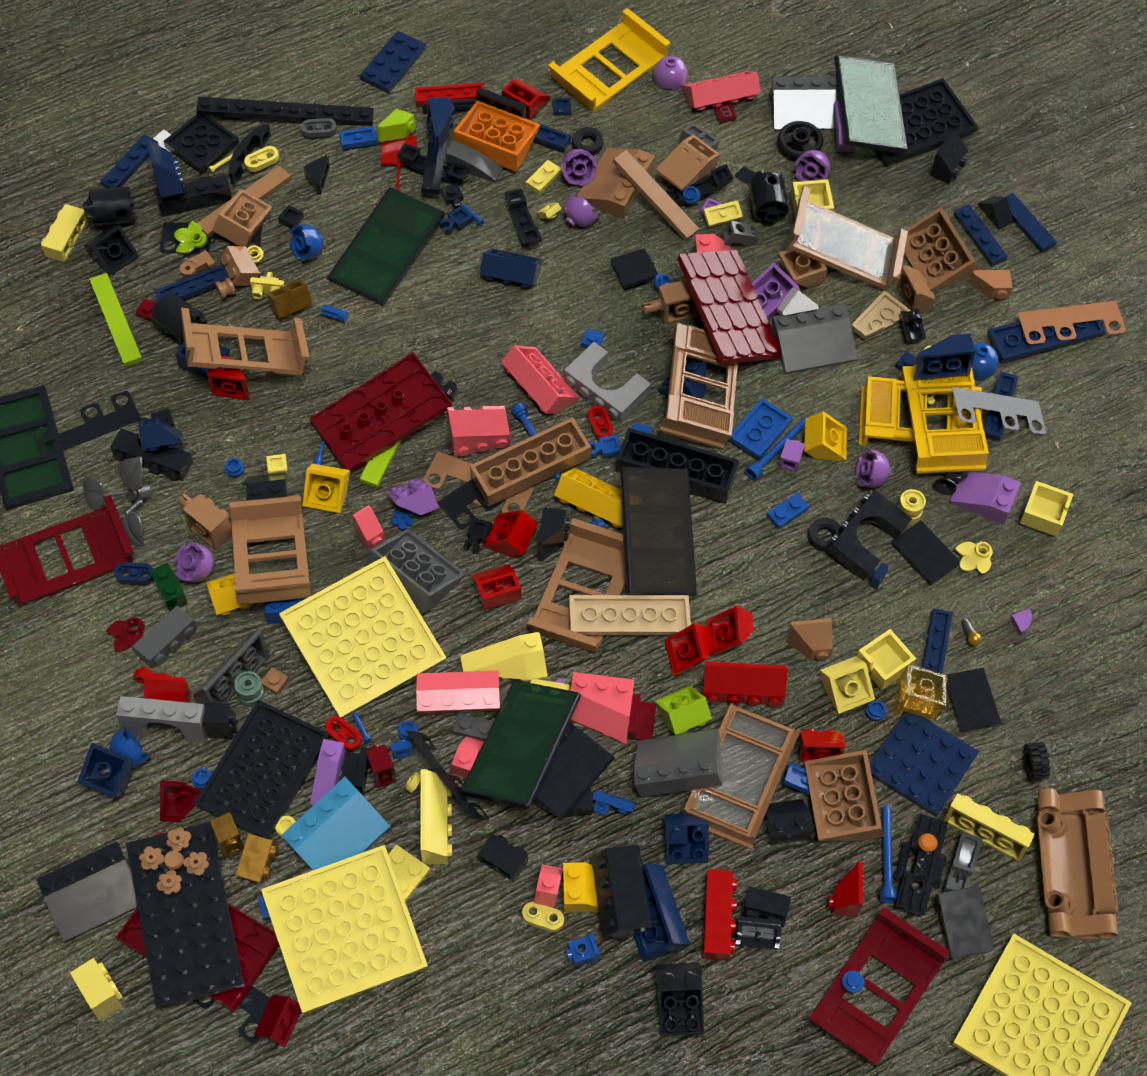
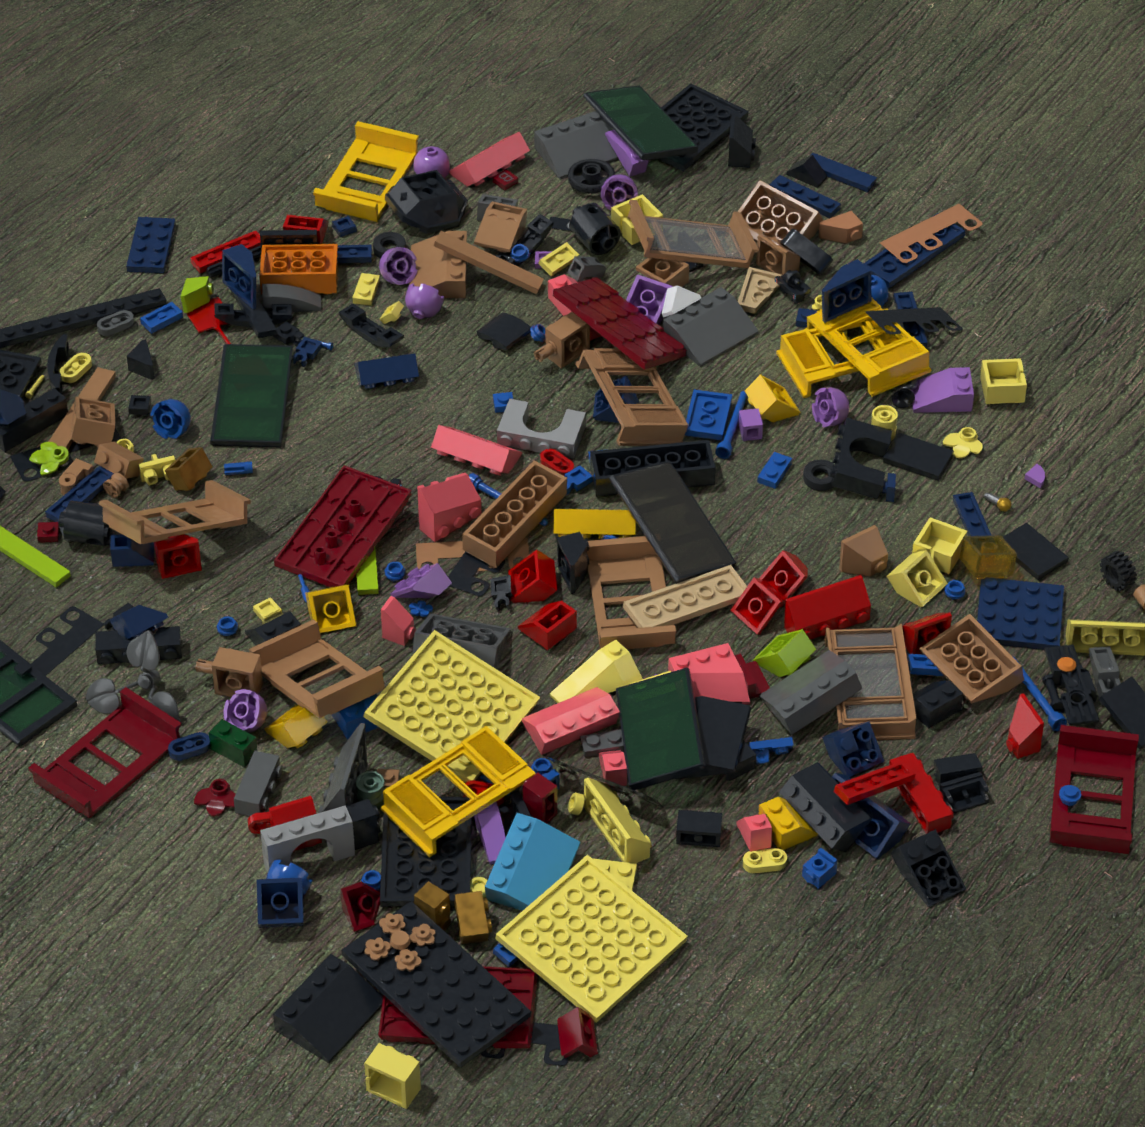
camera: 25 degrees left, 15 degrees down
(273, 732) = (426, 816): none -> yellow piece
(401, 473) = (394, 571): none -> blue plate
(642, 112) = (427, 202): none -> black piece
(673, 893) = (874, 782): none -> red plate
(944, 295) = (809, 252): none -> black beam

